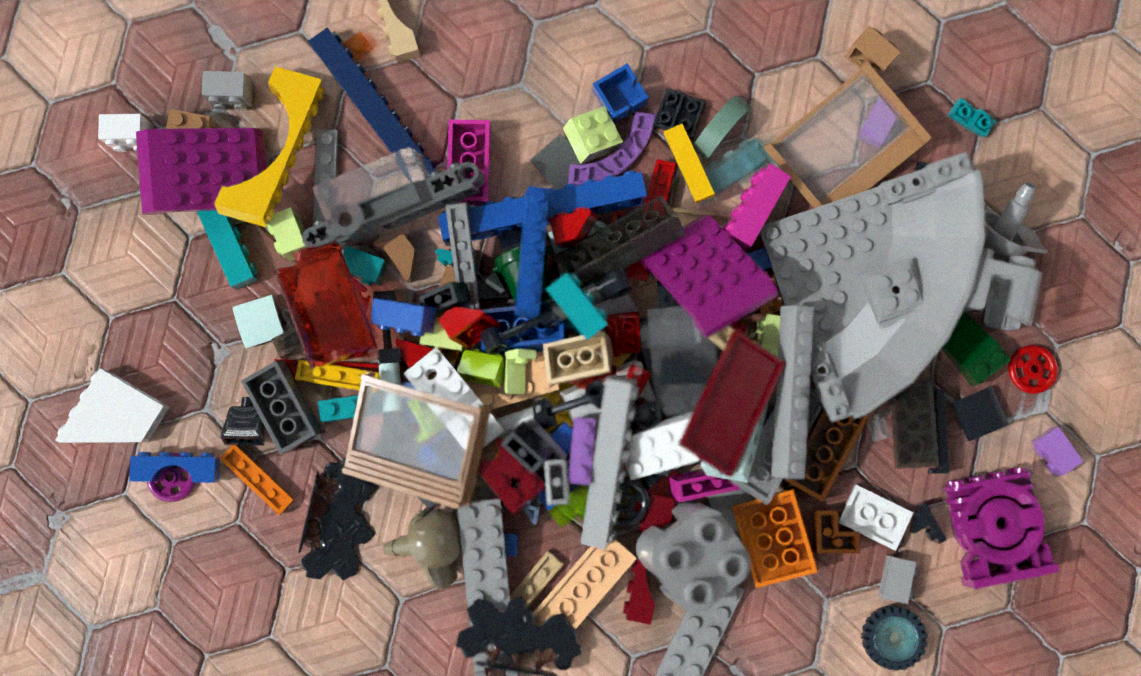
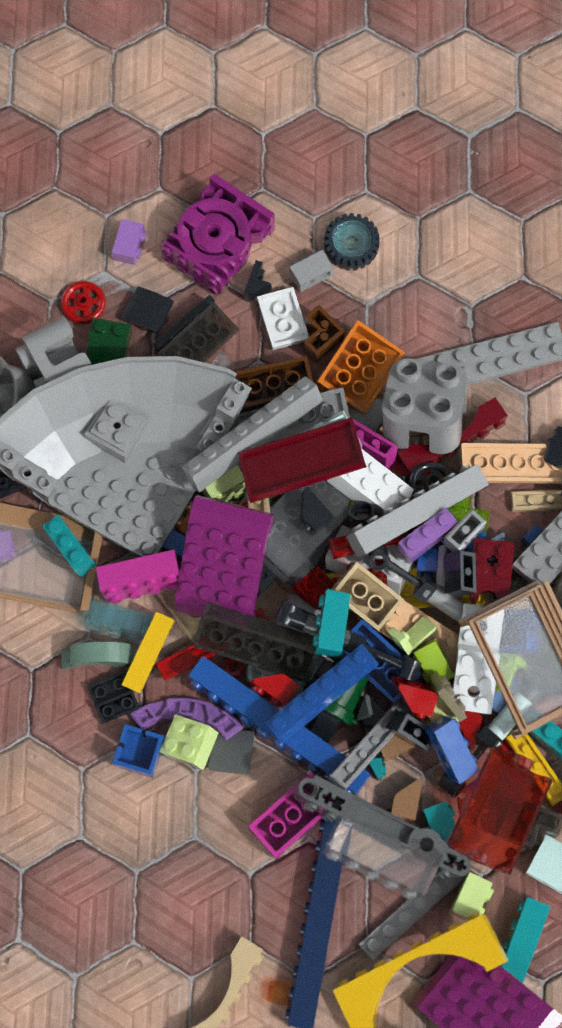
camera: 135 degrees left, 10 degrees down
(445, 346) = (446, 692): none -> dark tan plate
(828, 174) = (69, 545): none -> teal brick

